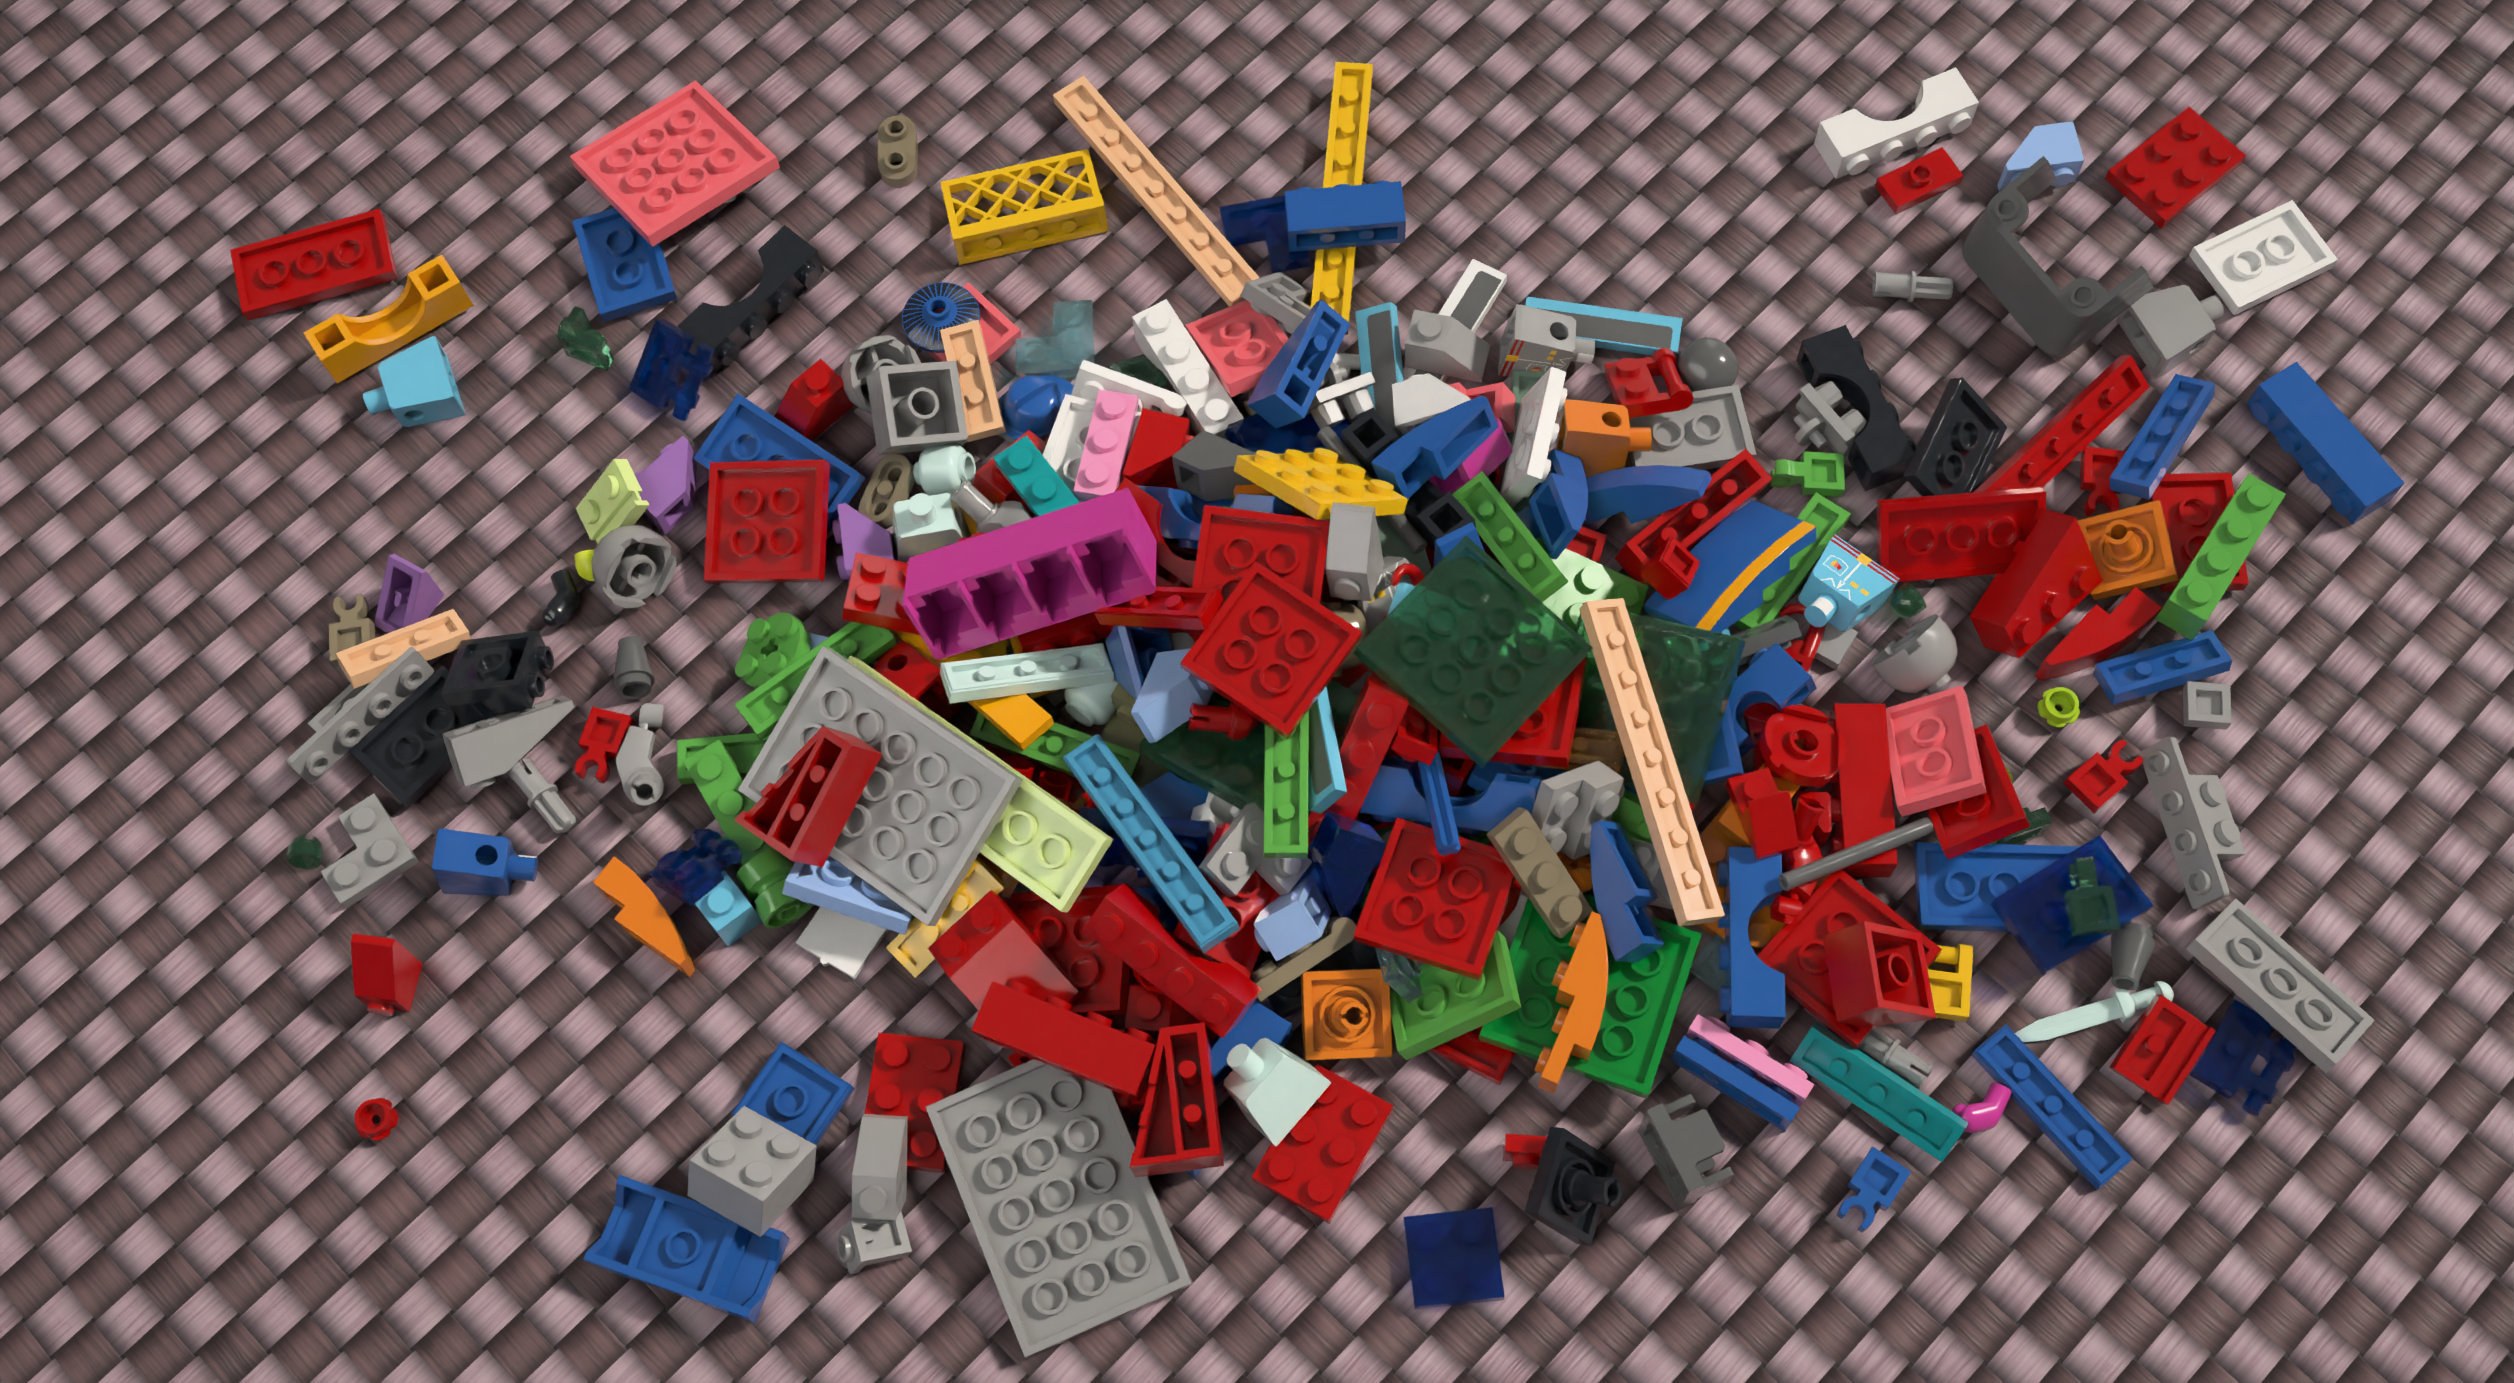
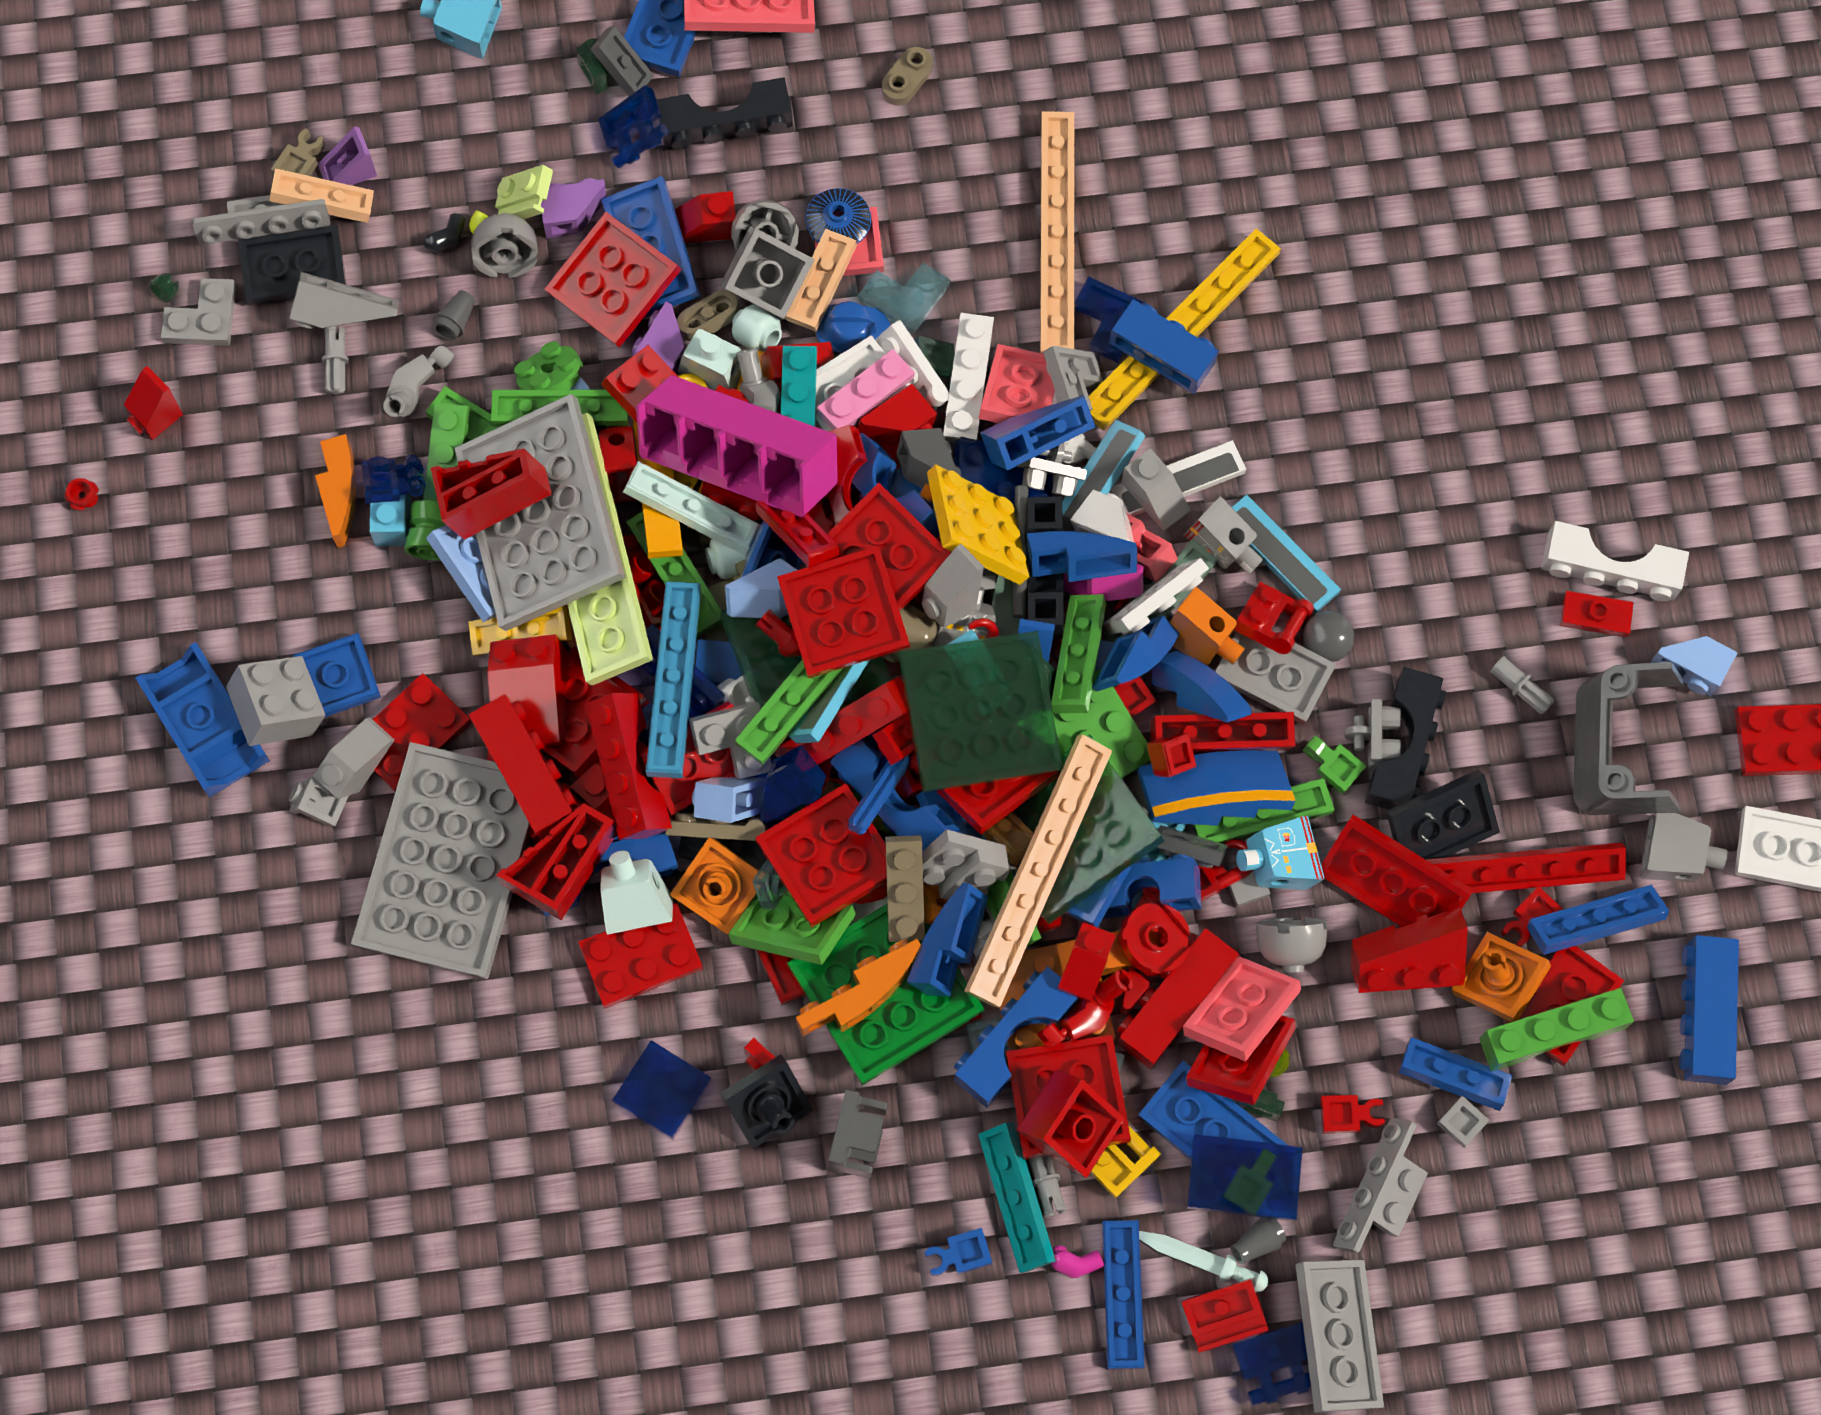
camera: 30 degrees right, 5 degrees up
(479, 864) = (252, 369): blue torso -> none
(500, 671) = (367, 256): black plate -> none
(601, 740) = (399, 350): red plate -> none
(612, 317) = (621, 61): none -> dark grey plate
(841, 940) = (444, 597): white piece -> none
(1029, 226) = (950, 195): yellow fence -> none
(1735, 1082) = (931, 1119): blue plate -> none
(1752, 1056) = (952, 1113): bright pink plate -> none
(1855, 854) = (1128, 1035): dark grey piece -> none
(1907, 601) = (1321, 898): clear green hinge -> none
(2066, 699) = (1368, 1040): lime plate -> none
(2100, 636) = (1430, 1020): red slope -> none

